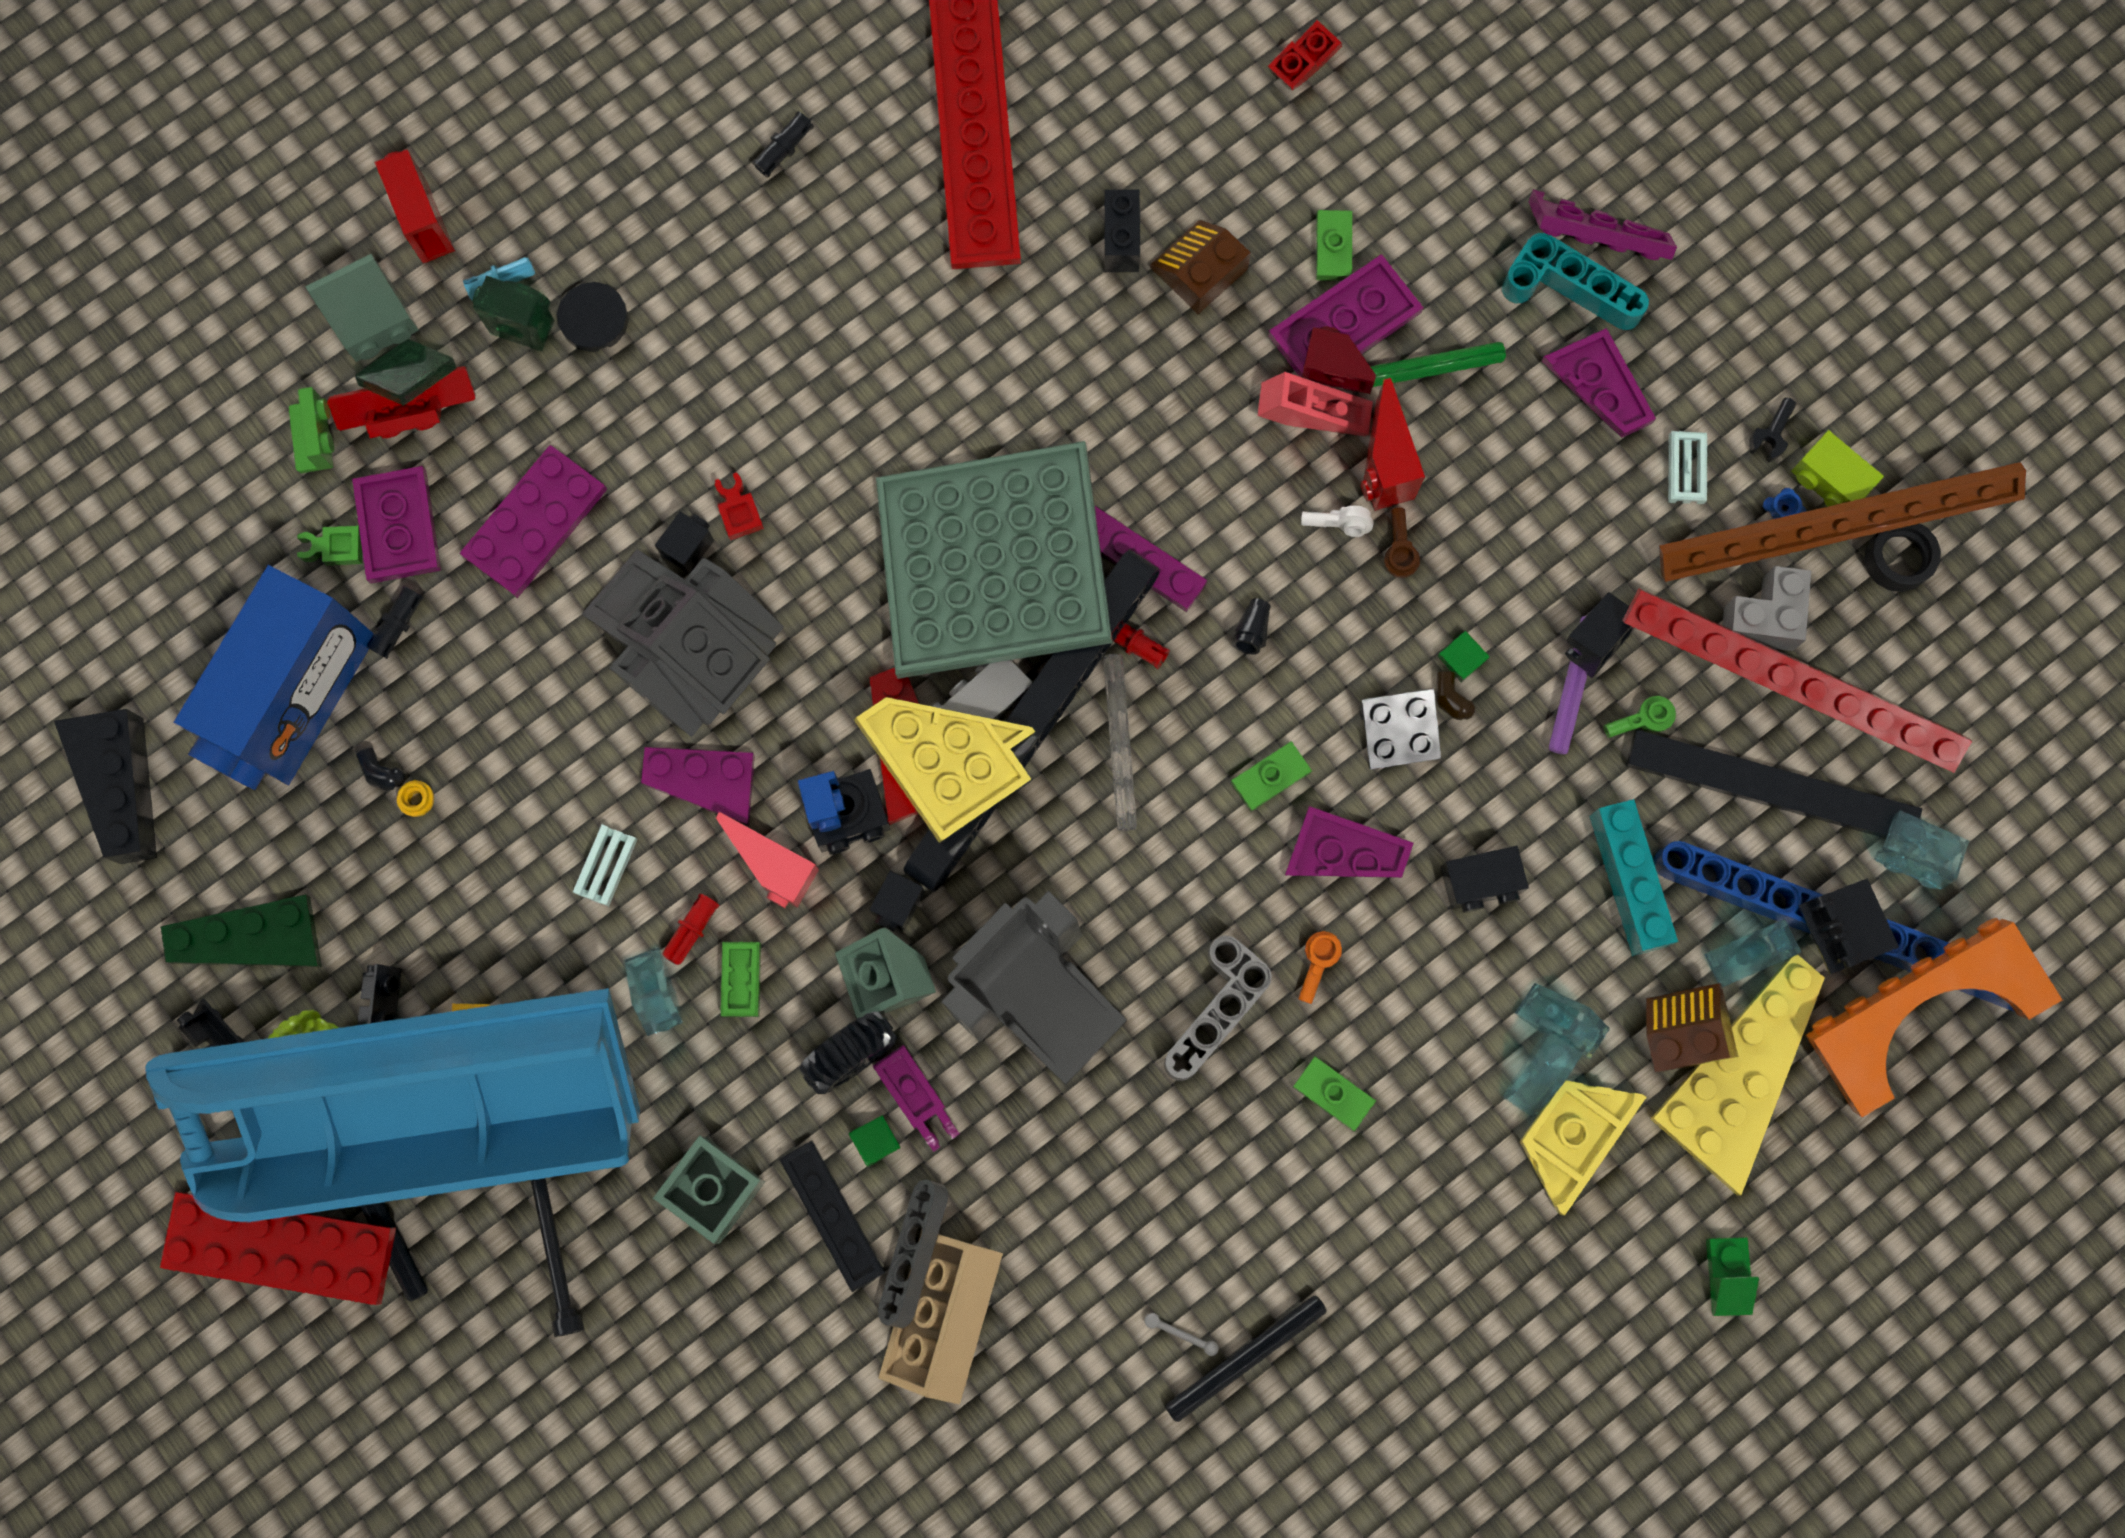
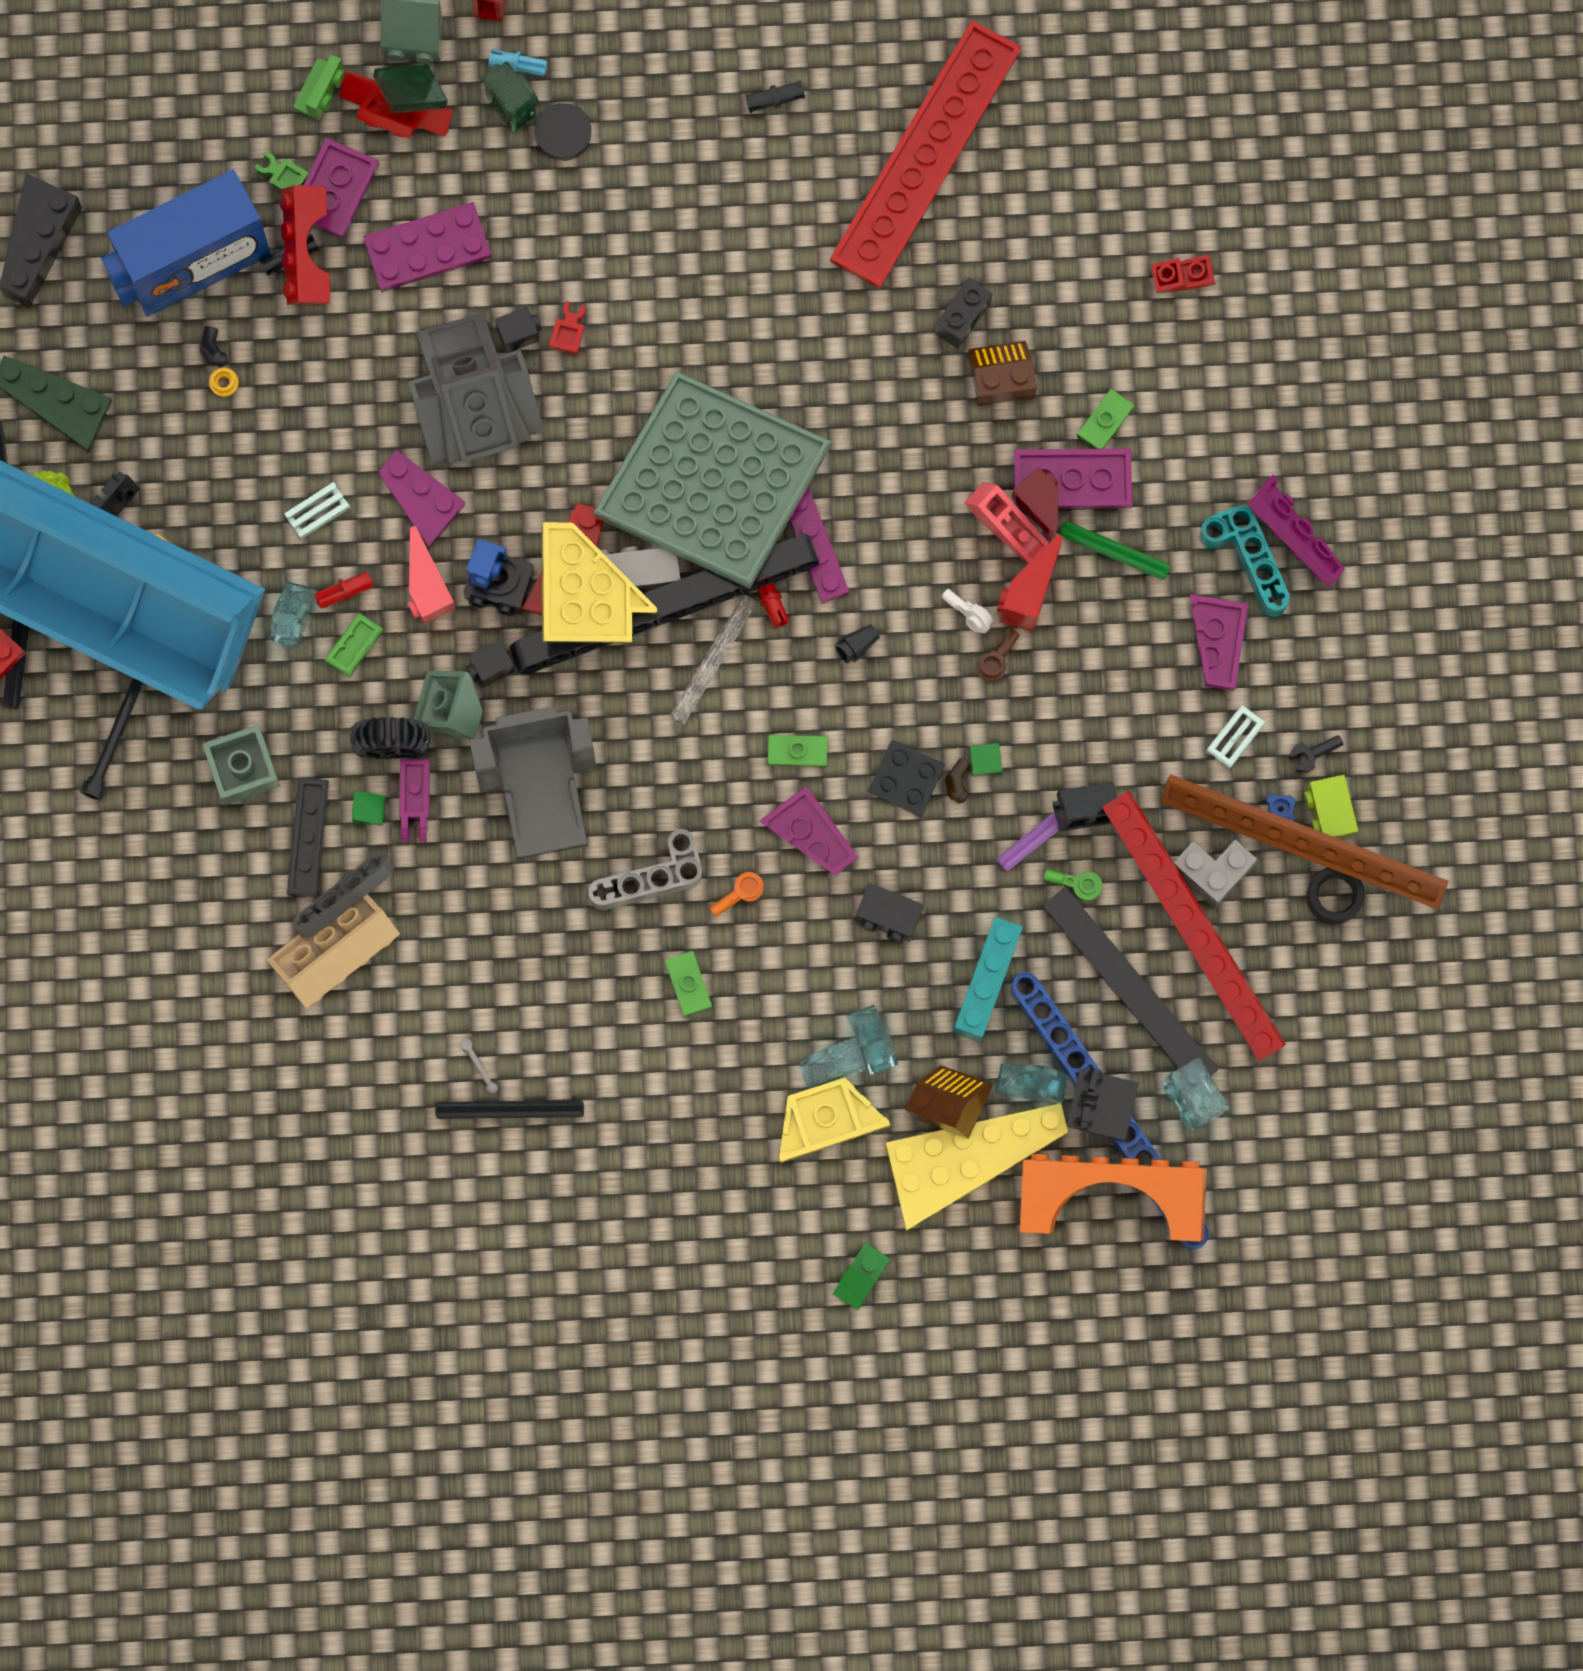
camera: 30 degrees right, 0 degrees up
(429, 637) = (304, 280): none -> red arch

